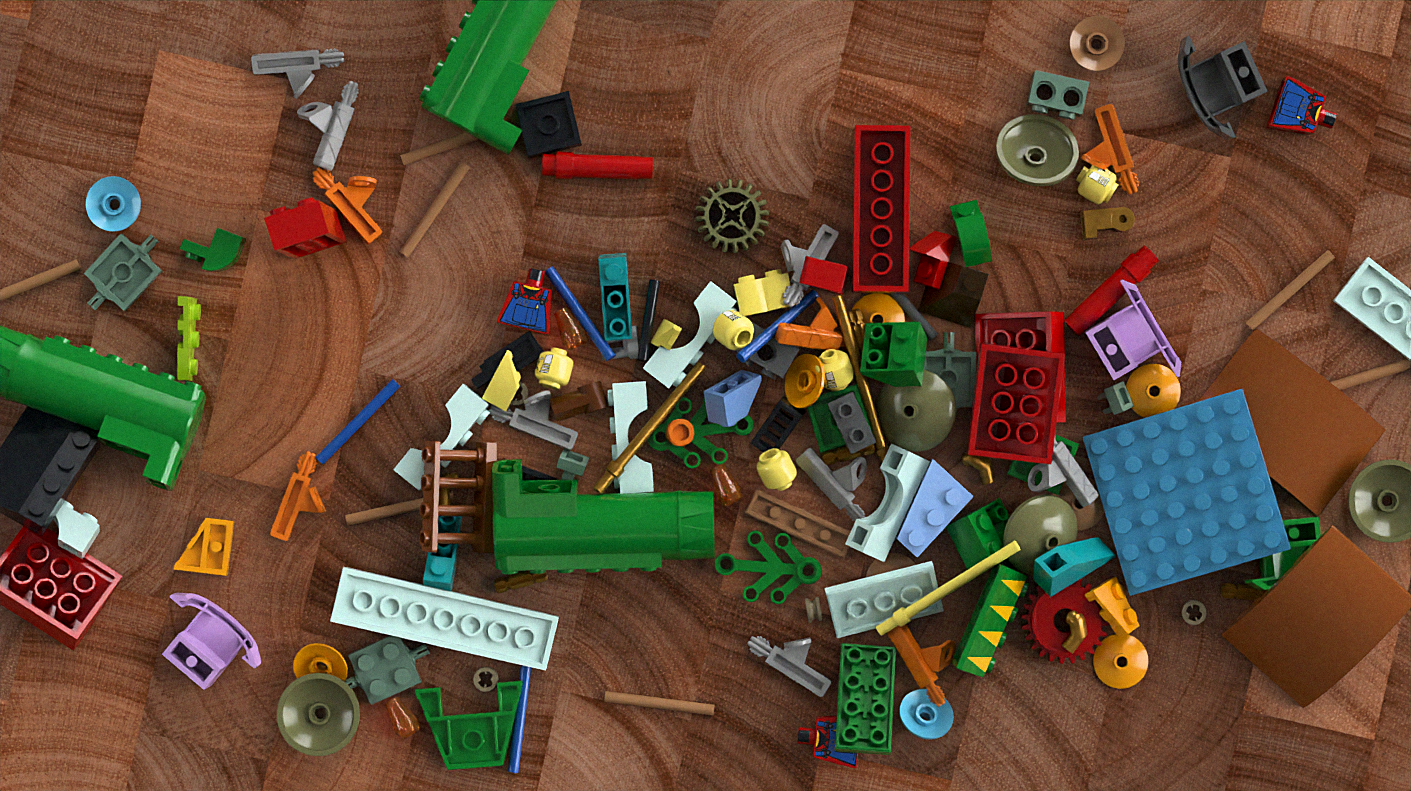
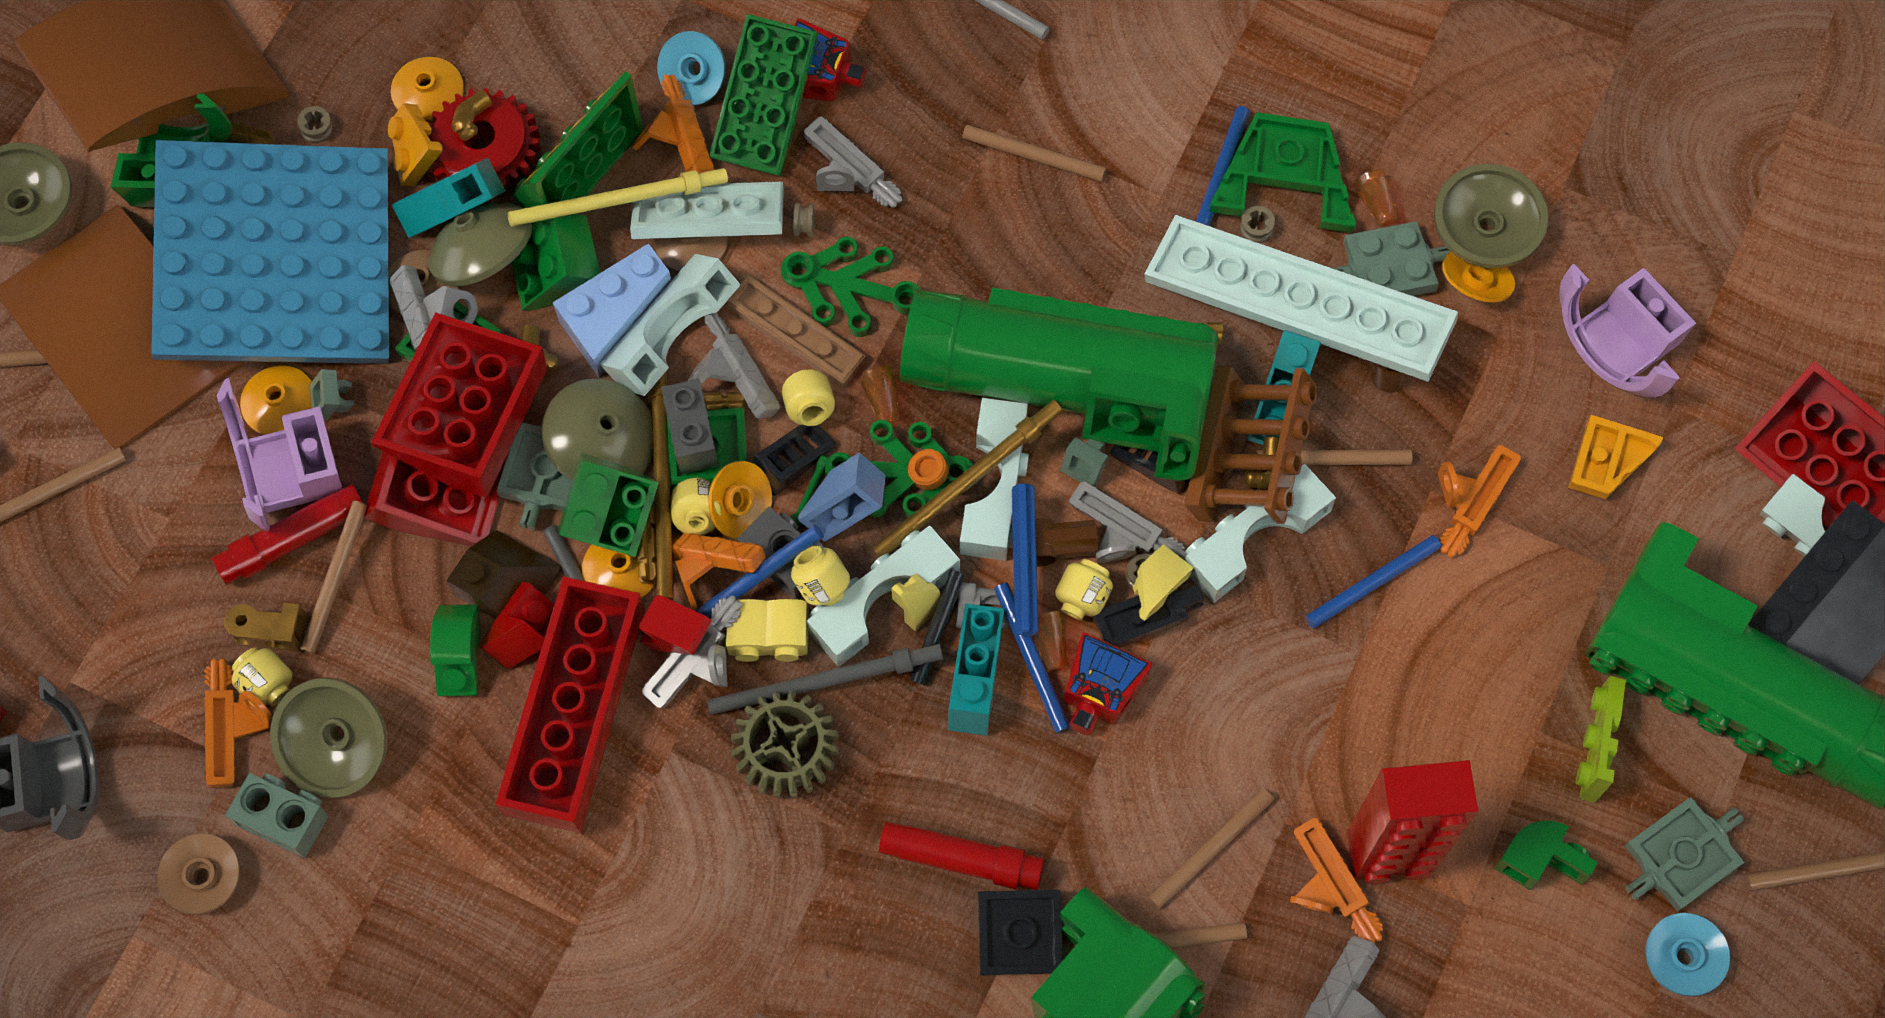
camera: 170 degrees left, 20 degrees down
(597, 377) = (1024, 560): none -> blue axle
(666, 290) = (900, 661): none -> dark grey bar
(765, 381) = (820, 468): none -> green hinge
(1070, 266) = (333, 577): none -> medium nougat bar

